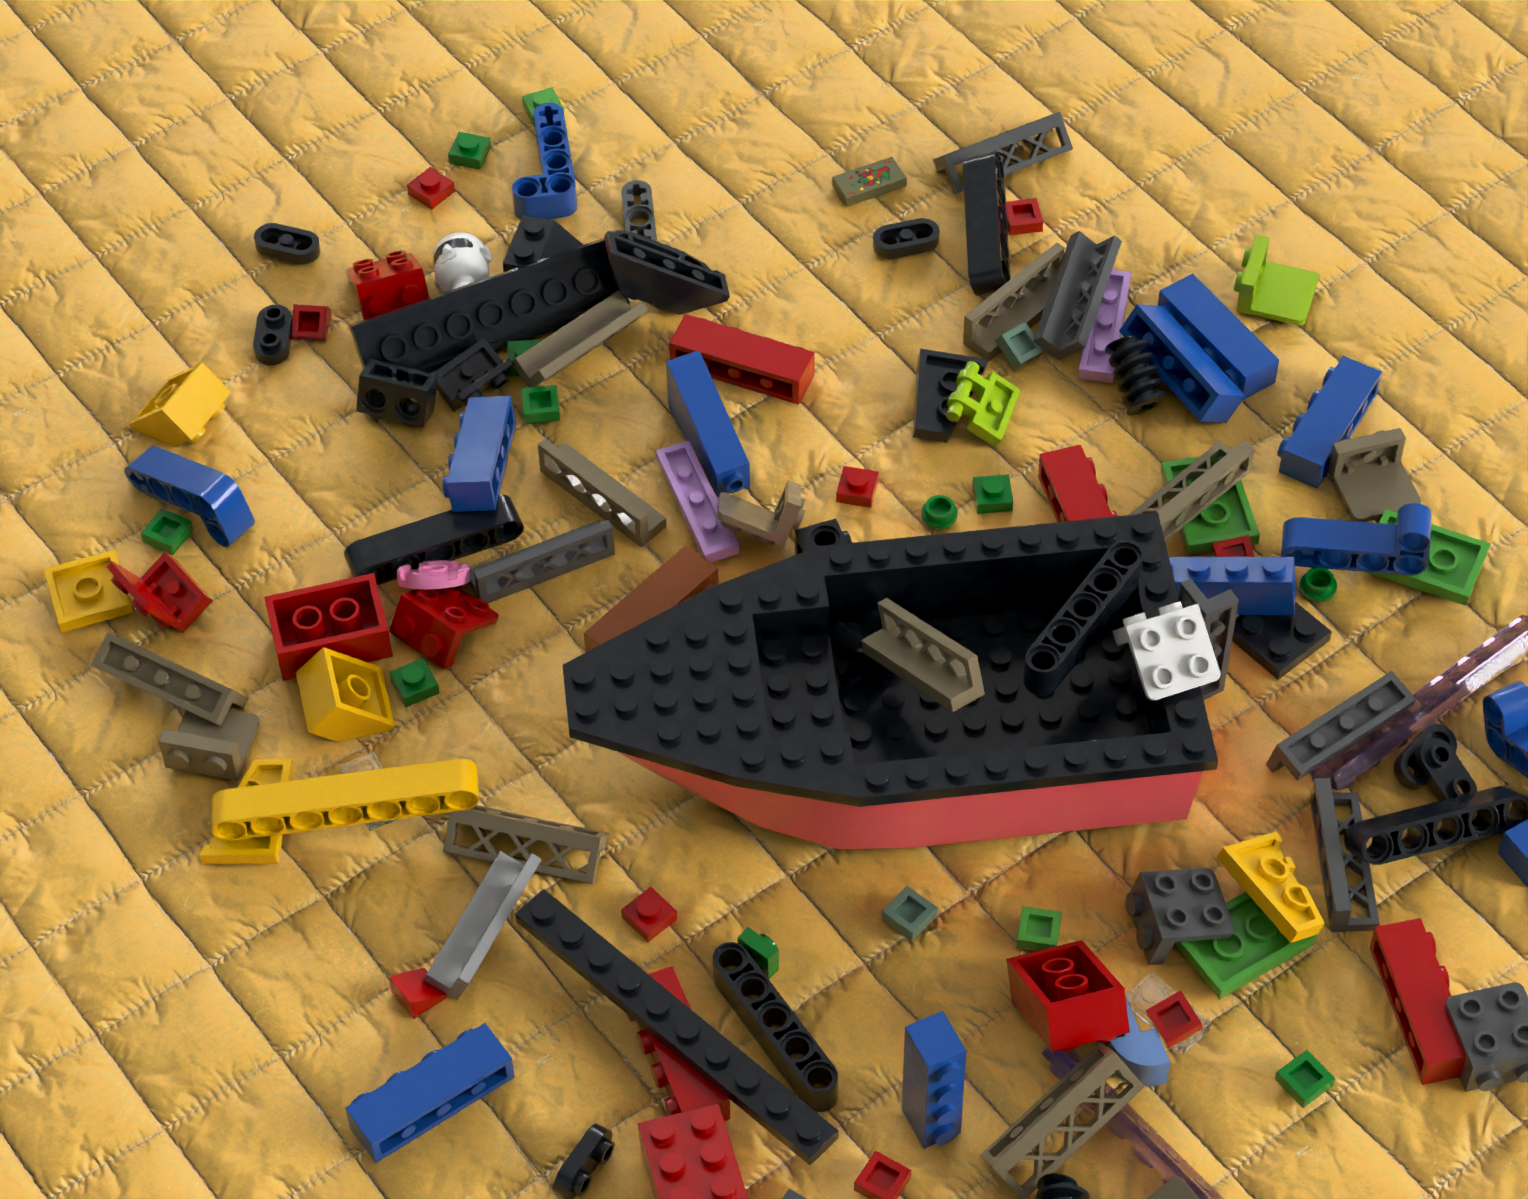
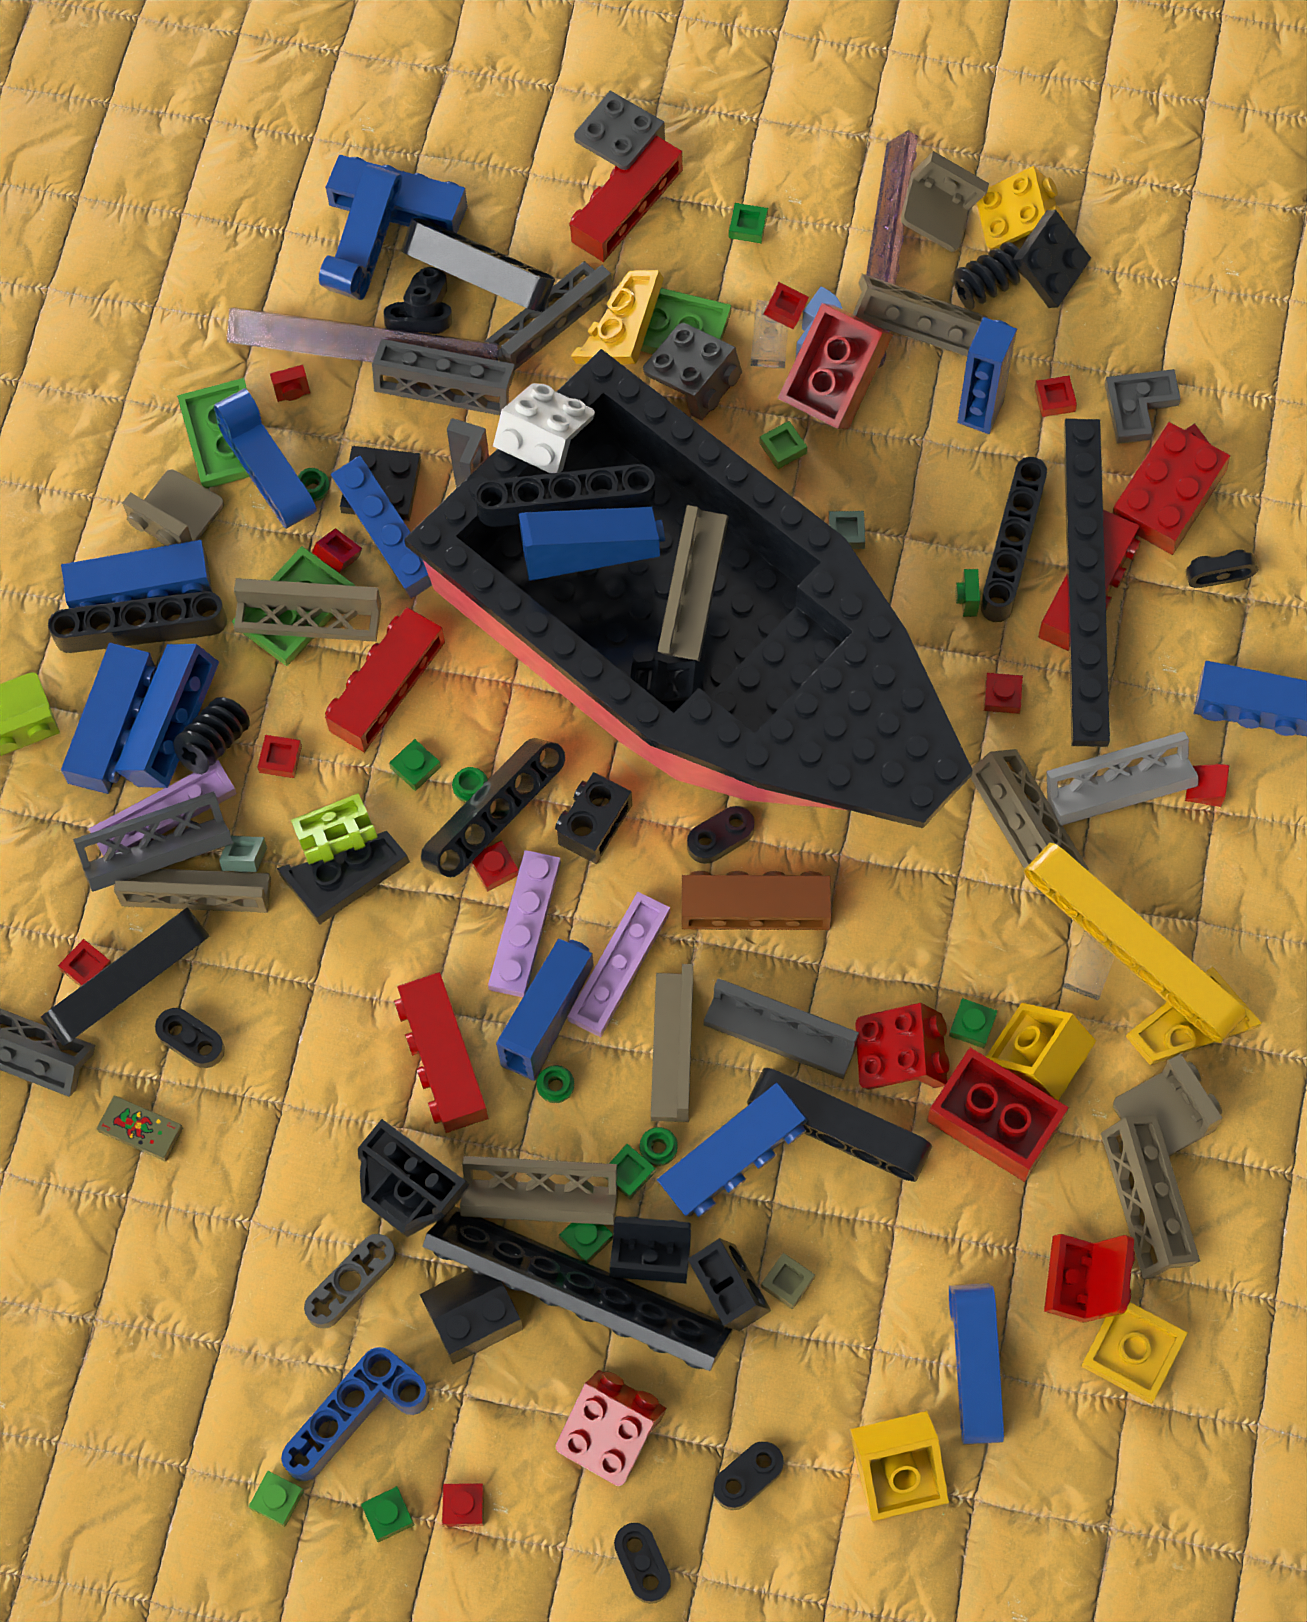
camera: 130 degrees left, 15 degrees up
(167, 531) = (1024, 1345): green plate -> none
(310, 322) = (705, 1457): red slope -> none
(365, 436) = (788, 1281): none -> olive plate
(433, 575) = (878, 1081): bright pink tile -> none
(460, 261) = (546, 1365): white piece -> none
(537, 430) = (658, 1135): none -> green plate
(650, 408) = (555, 1073): none -> green plate
(766, 525) = (601, 883): dark tan bracket -> none
(784, 463) = (524, 924): none -> lavender plate
(897, 485) = (477, 809): none -> black beam
(1024, 592) = (587, 539): none -> blue slope
(1081, 415) = (279, 756): none -> red plate
(1289, 397) = (123, 614): none -> black beam
(1432, 625) = (290, 383): none -> red plate

